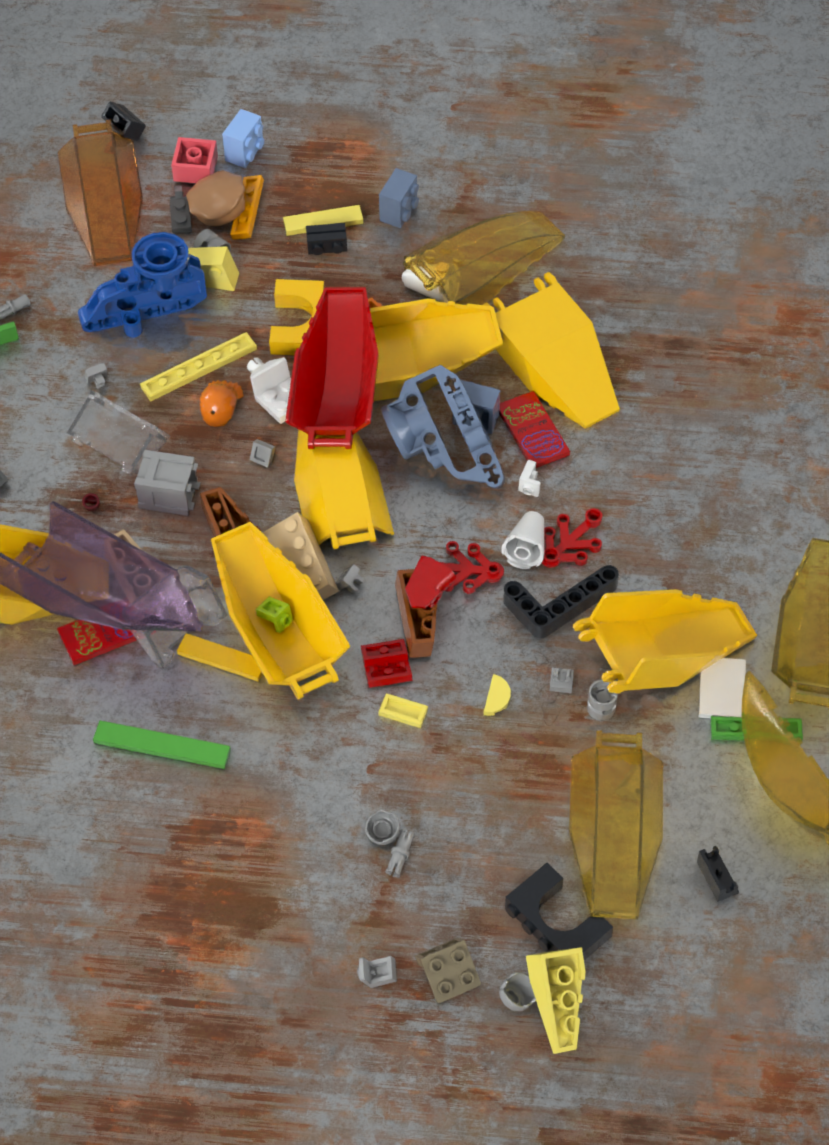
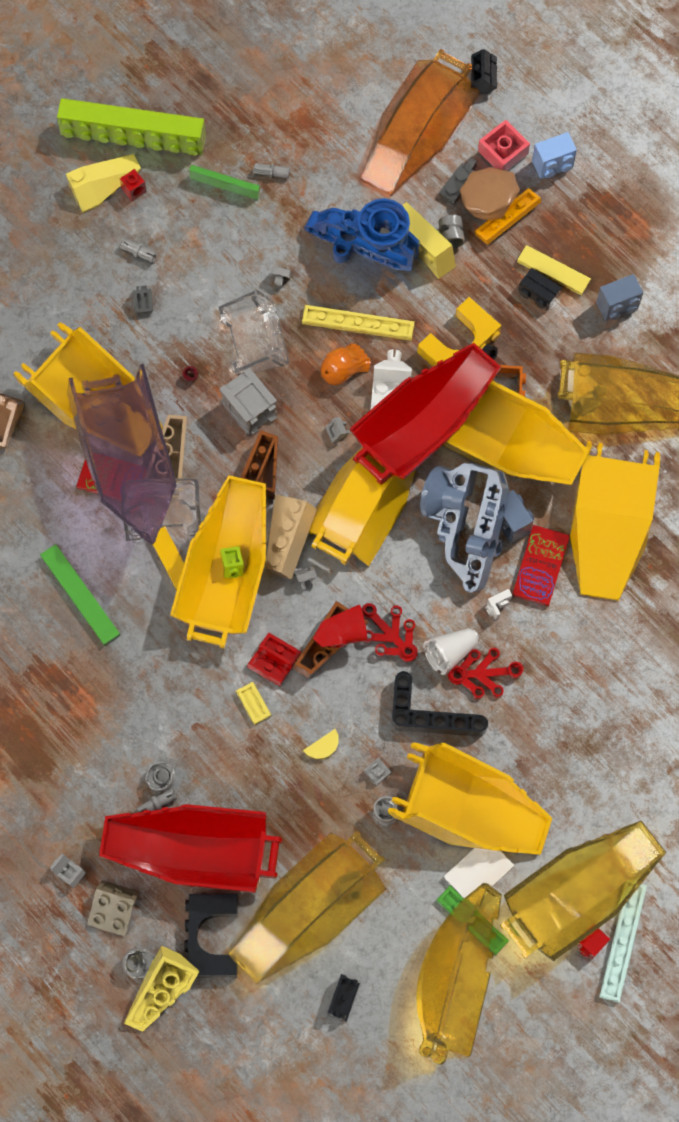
camera: 40 degrees right, 15 degrees up
(472, 848) = (193, 845): none -> red windscreen

